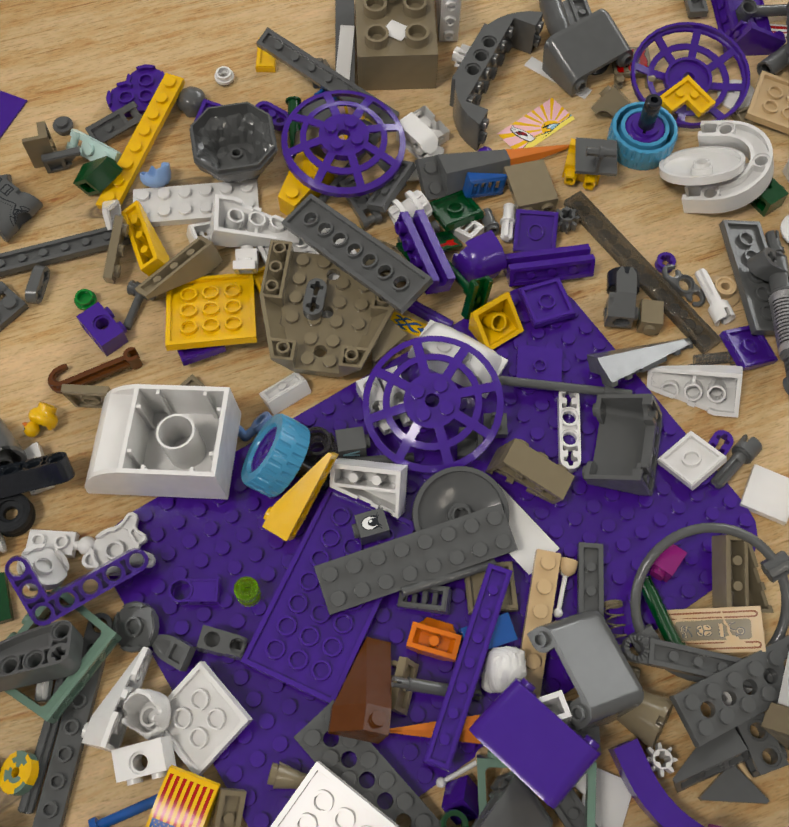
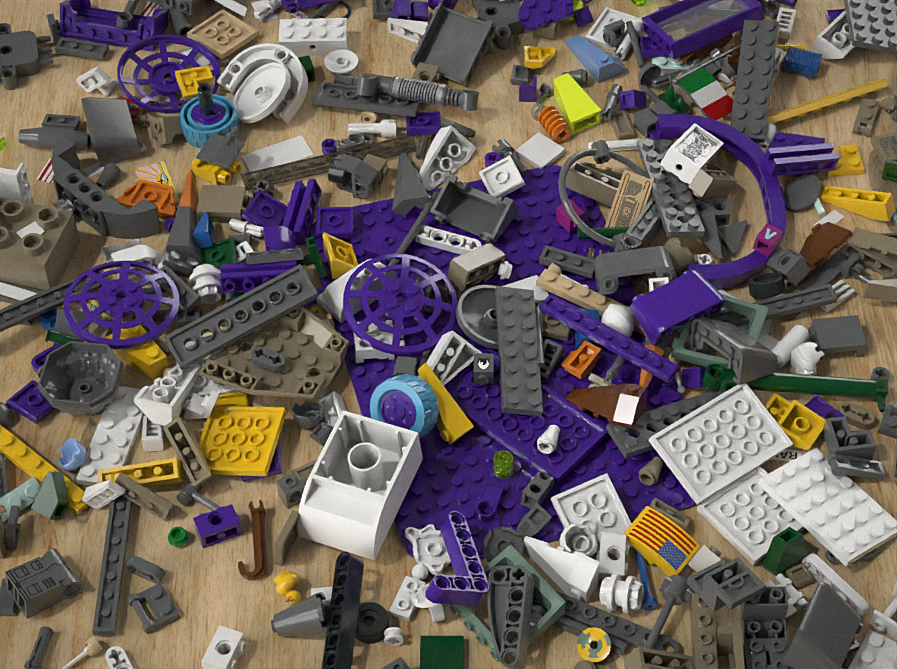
camera: 70 degrees left, 15 degrees down
(93, 791) = (621, 593): none -> white piece
(160, 376) = (290, 490): none -> dark grey brick
(249, 391) = (321, 433): none -> dark grey slope
(263, 366) = (307, 414): none -> dark grey hair
(289, 634) = (548, 440): none -> white cone
(454, 254) = (274, 256): none -> dark grey tile
(511, 122) = (157, 193): none -> orange wing
(527, 77) = (108, 175): none -> dark grey cone
(545, 507) = (505, 270): none -> white plate
(632, 218) = (278, 154): none -> white sticker
(647, 16) = (95, 79): none -> white plate
(754, 387) = (460, 128): none -> dark grey tile

